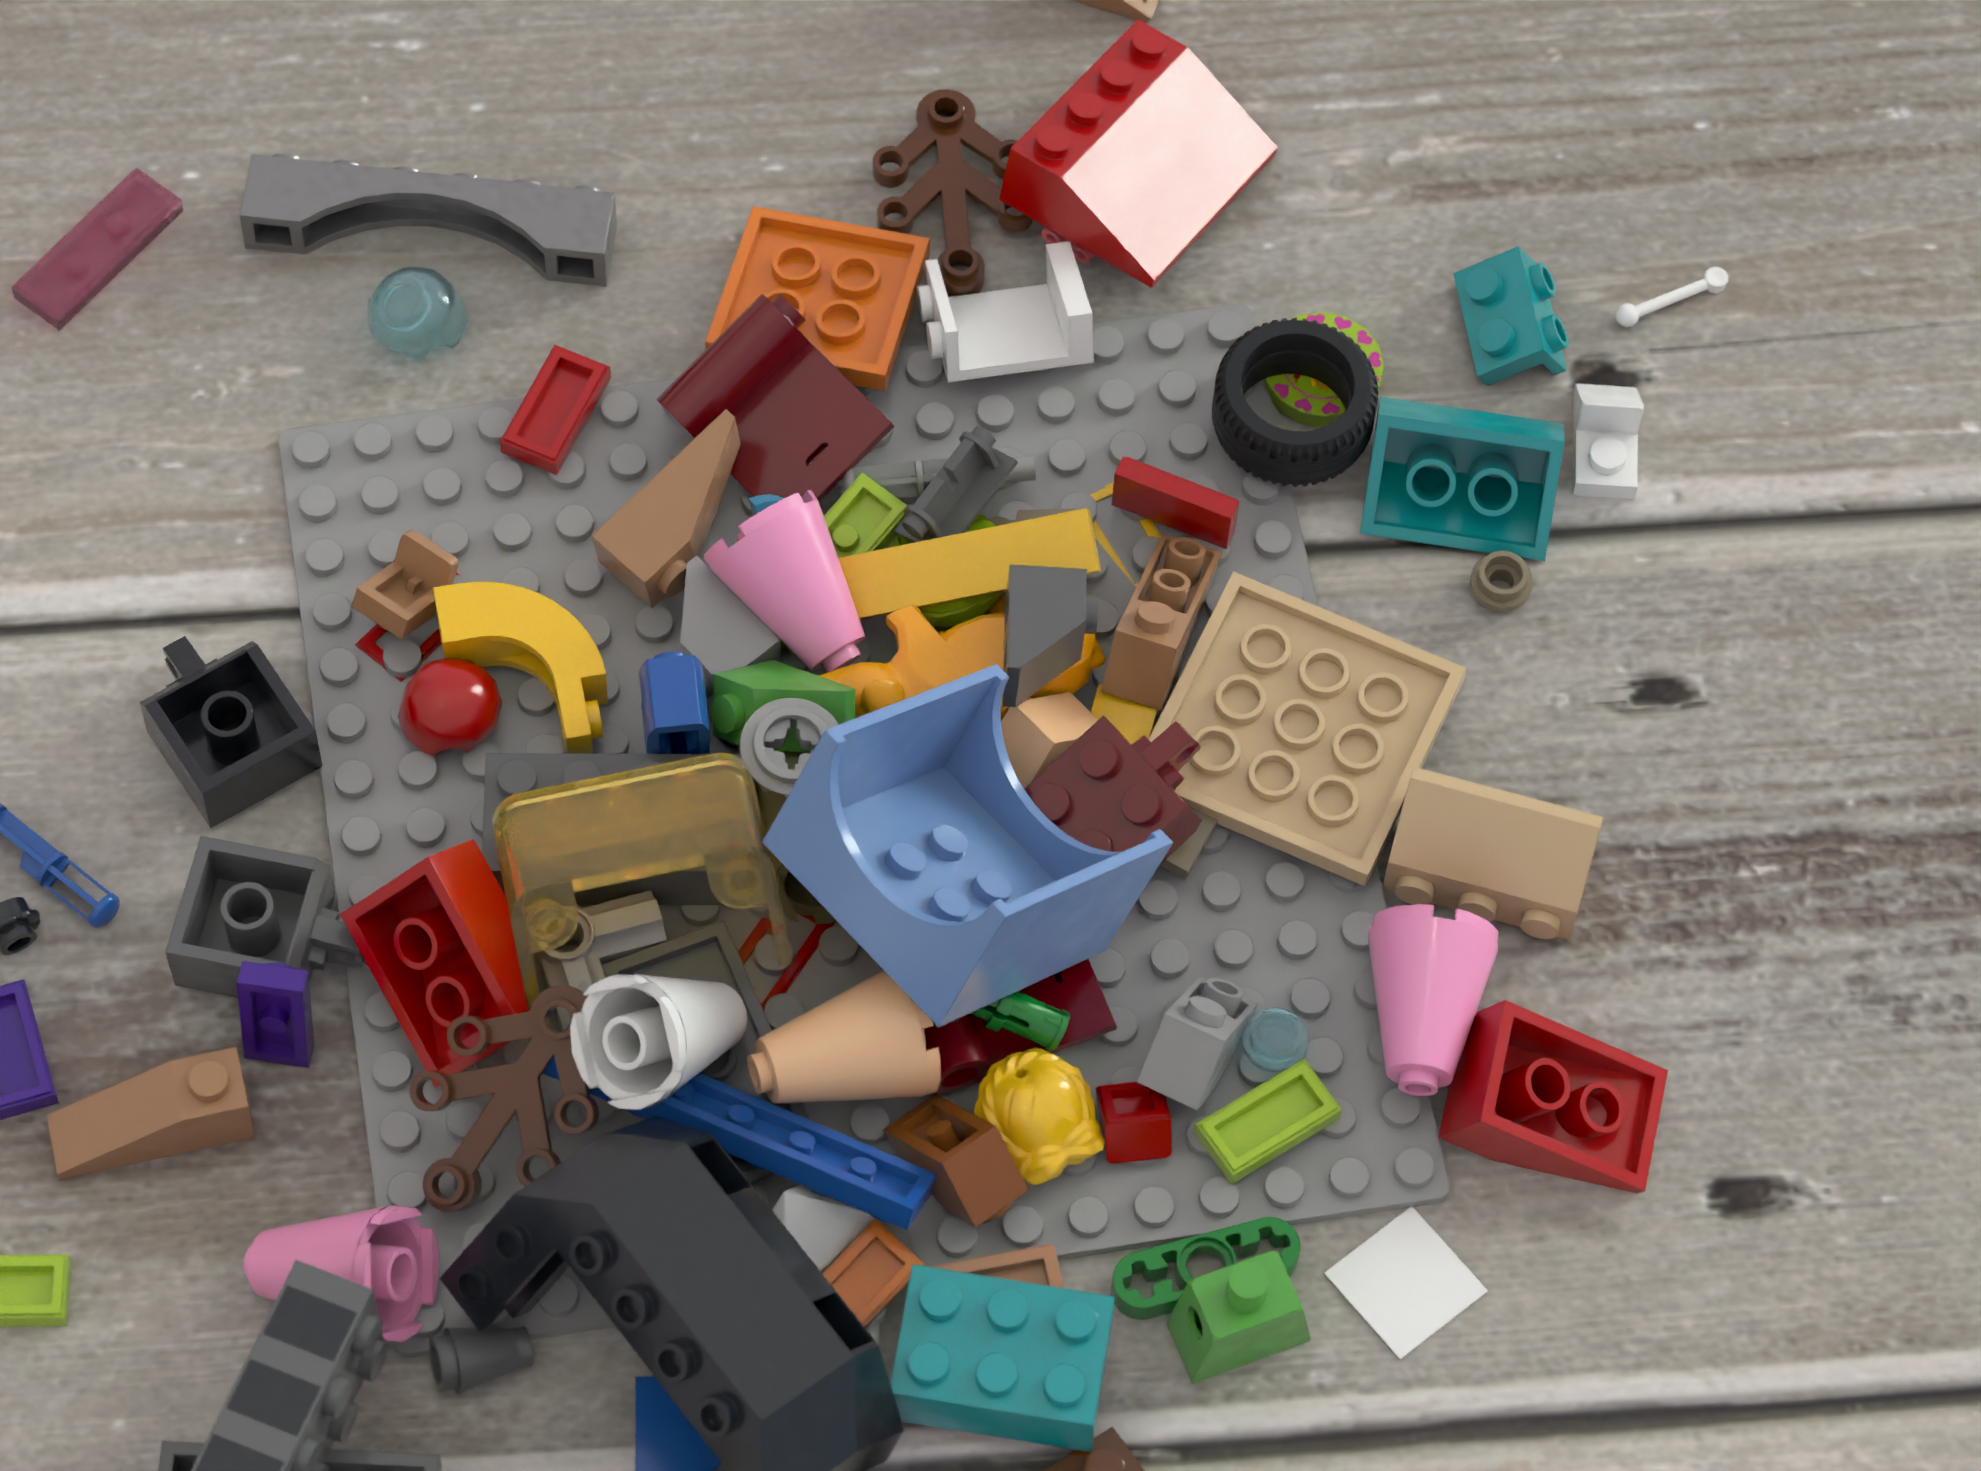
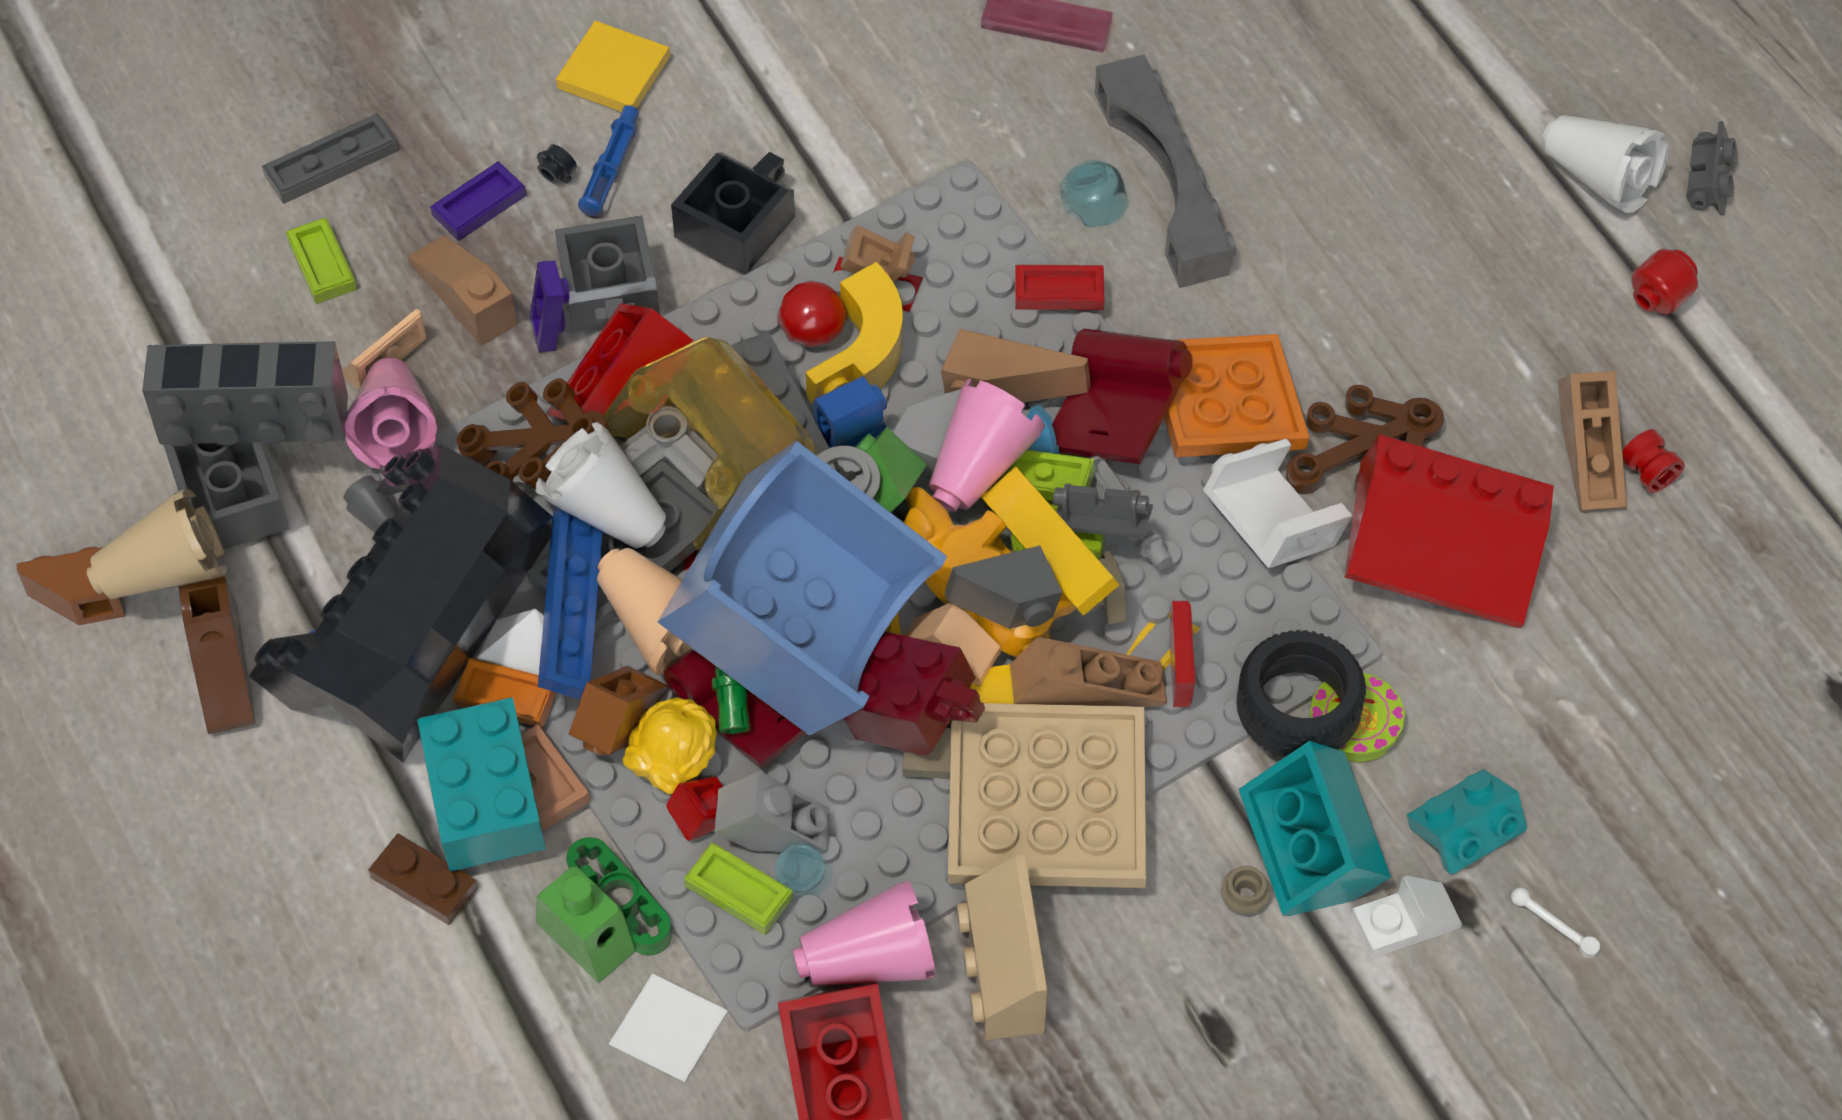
camera: 70 degrees right, 5 degrees down
(206, 1258) = (394, 344): none -> light nougat slope

